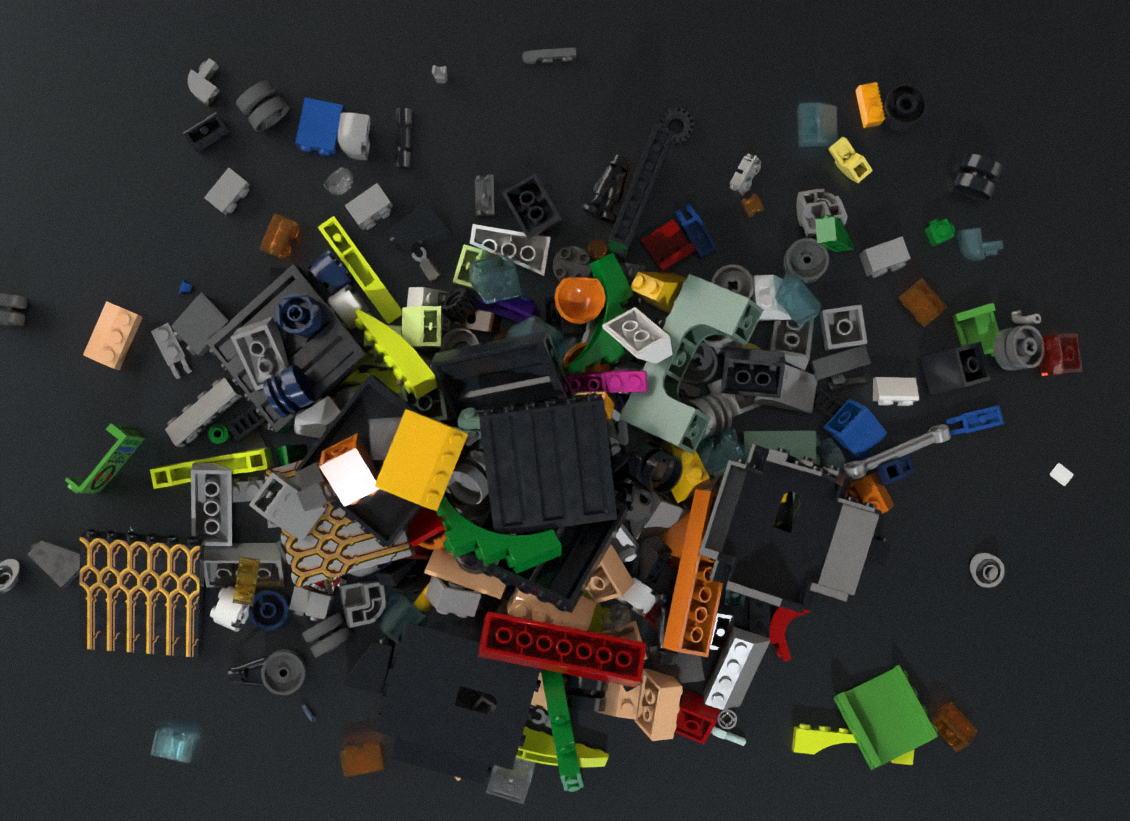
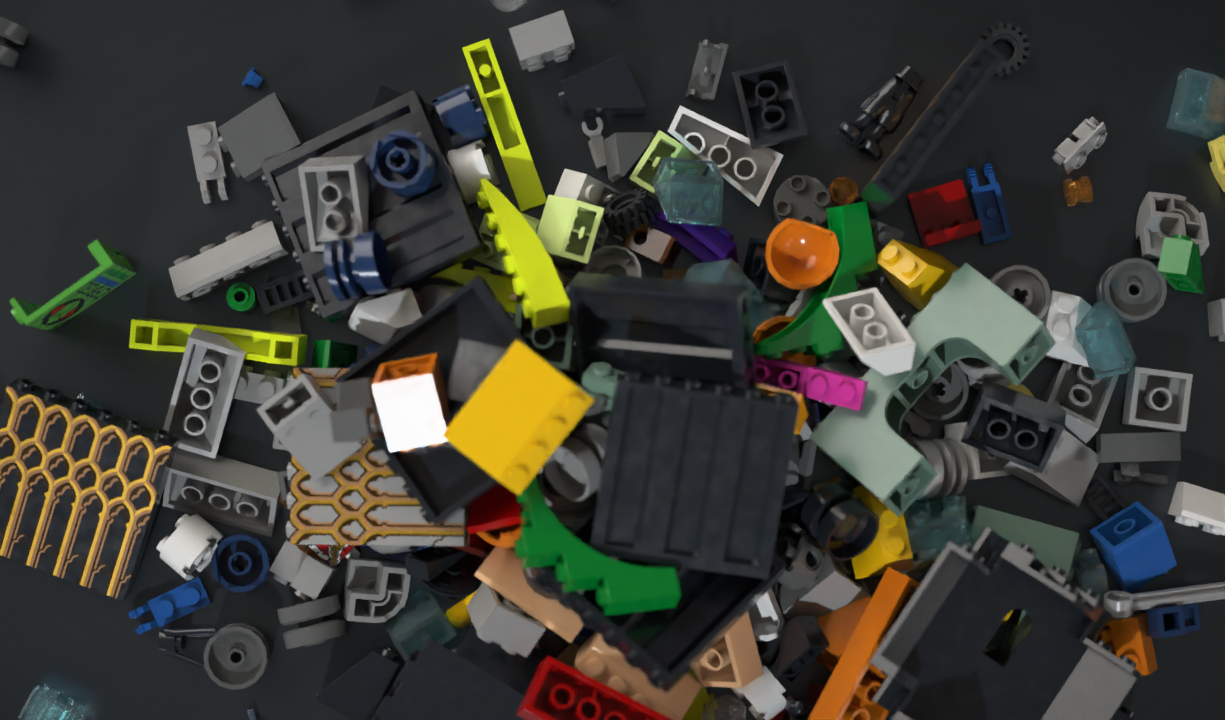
camera: 15 degrees right, 0 degrees up
(112, 336) = (132, 117): light nougat slope -> none
(232, 650) = (173, 604): none -> blue hinge
(246, 581) = (221, 514): clear yellow brick -> none
(278, 236) = (404, 45): clear orange brick -> none
(444, 264) = (623, 150): none -> dark grey slope

